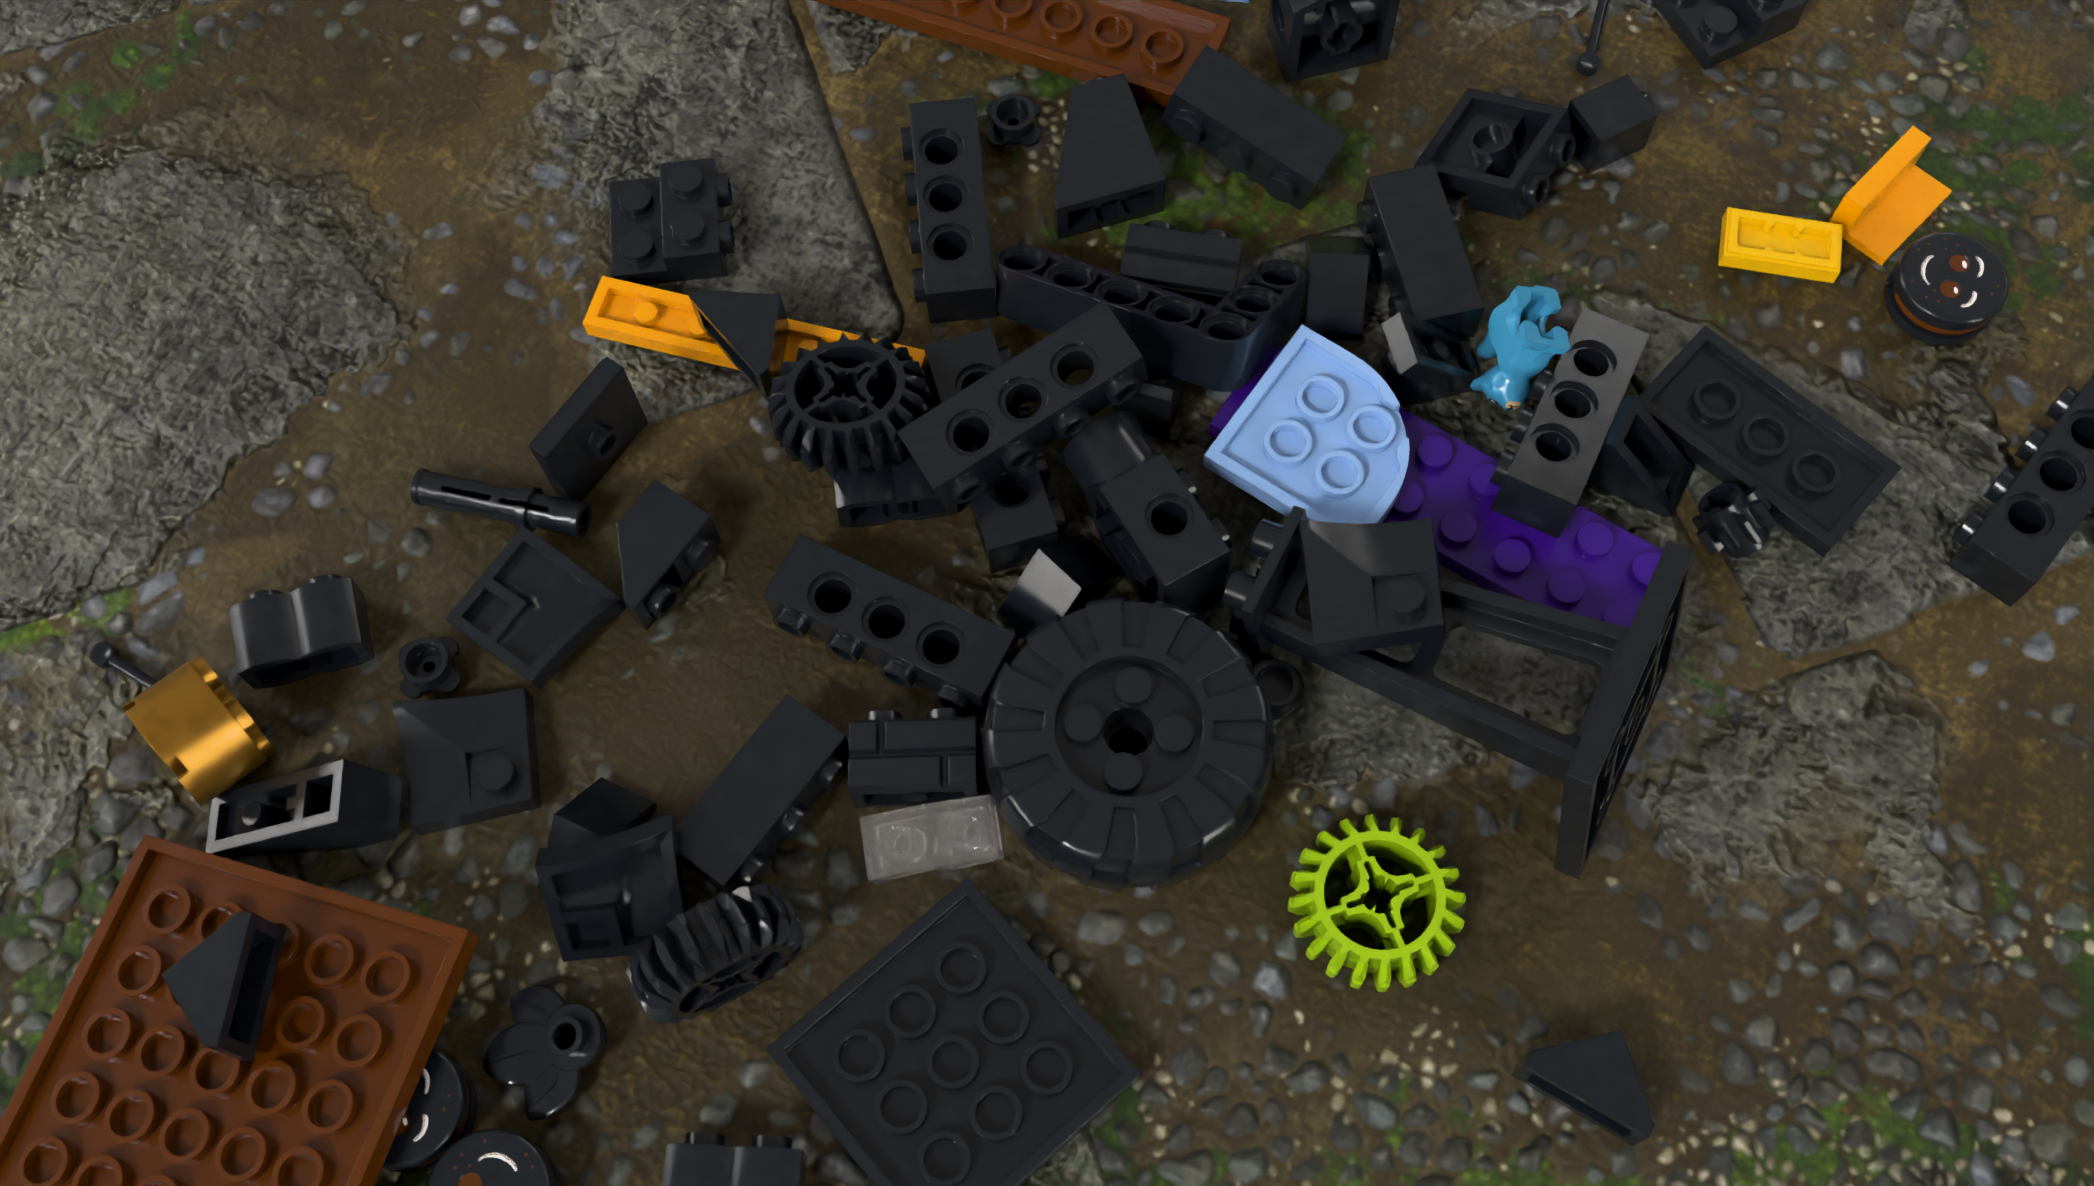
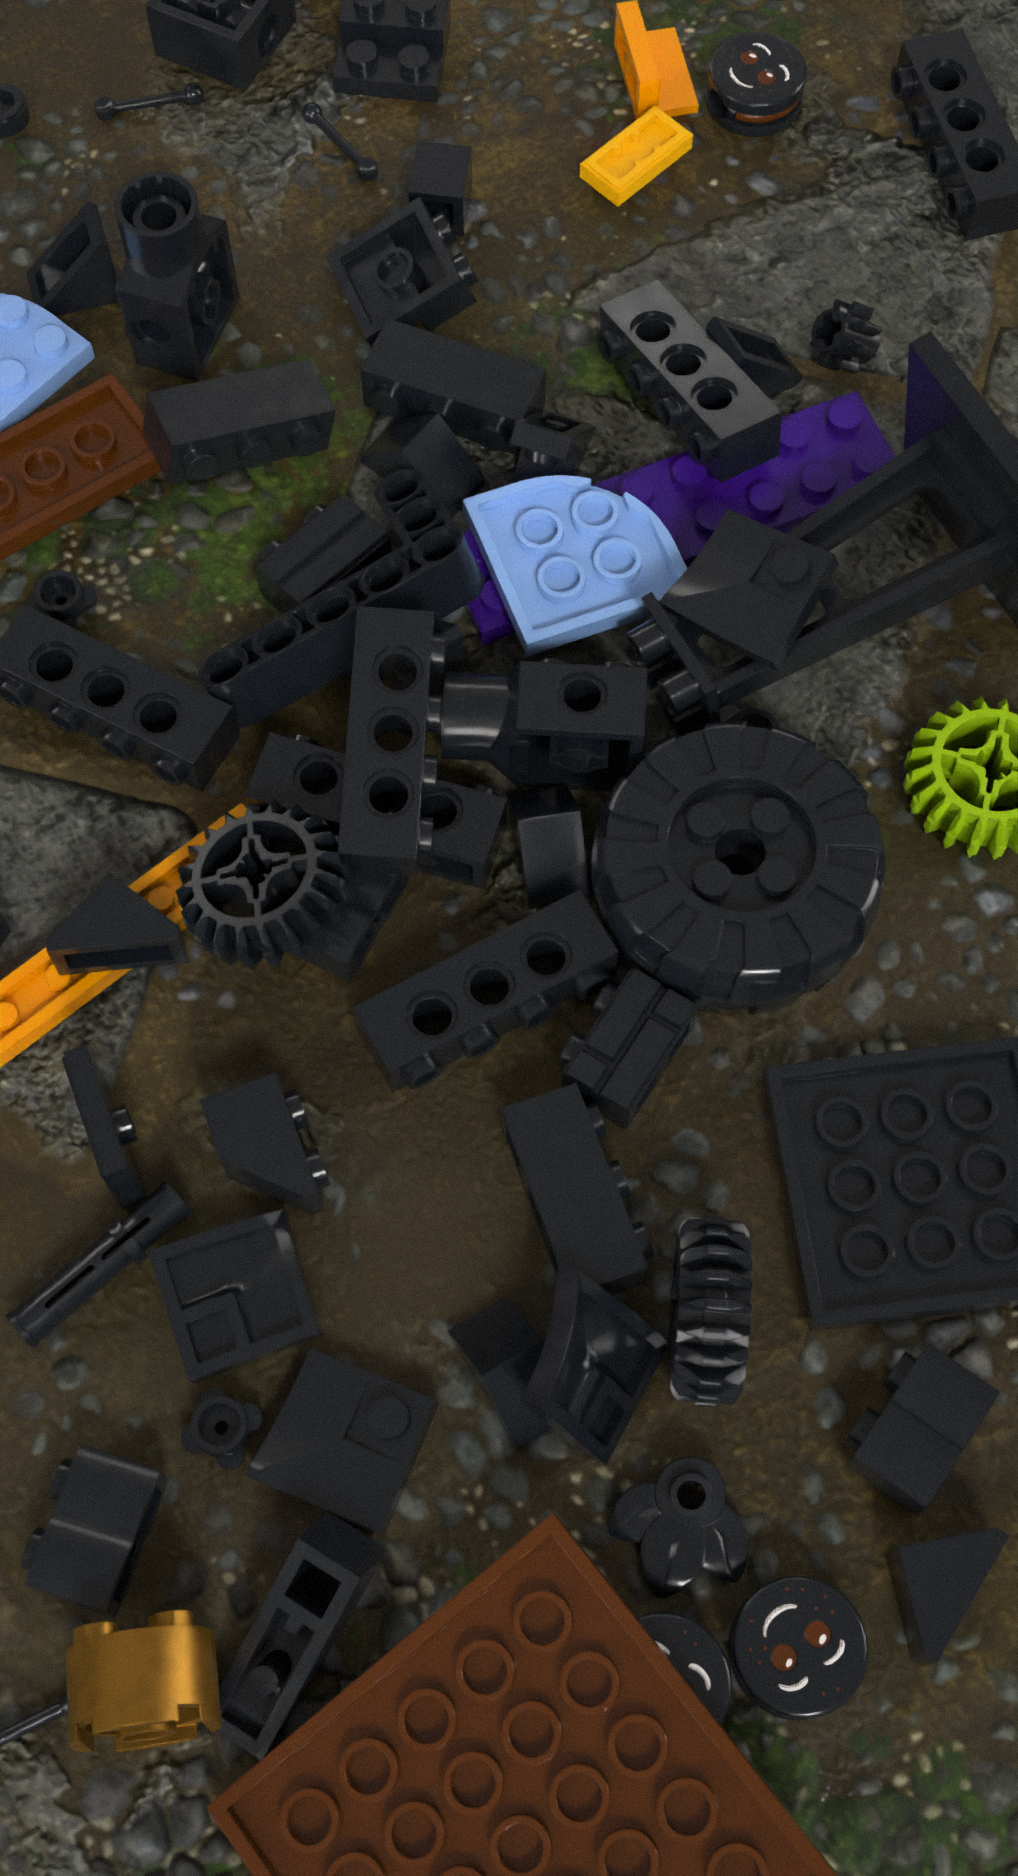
camera: 60 degrees left, 0 degrees up
(228, 983) = (453, 1781): black slope -> none
(931, 838) = (707, 1077): clear slope -> none
(1105, 161) = (165, 550): black slope -> none
(1520, 344) = (600, 365): dark azure animal -> none
(1767, 435) = (791, 271): black plate -> none

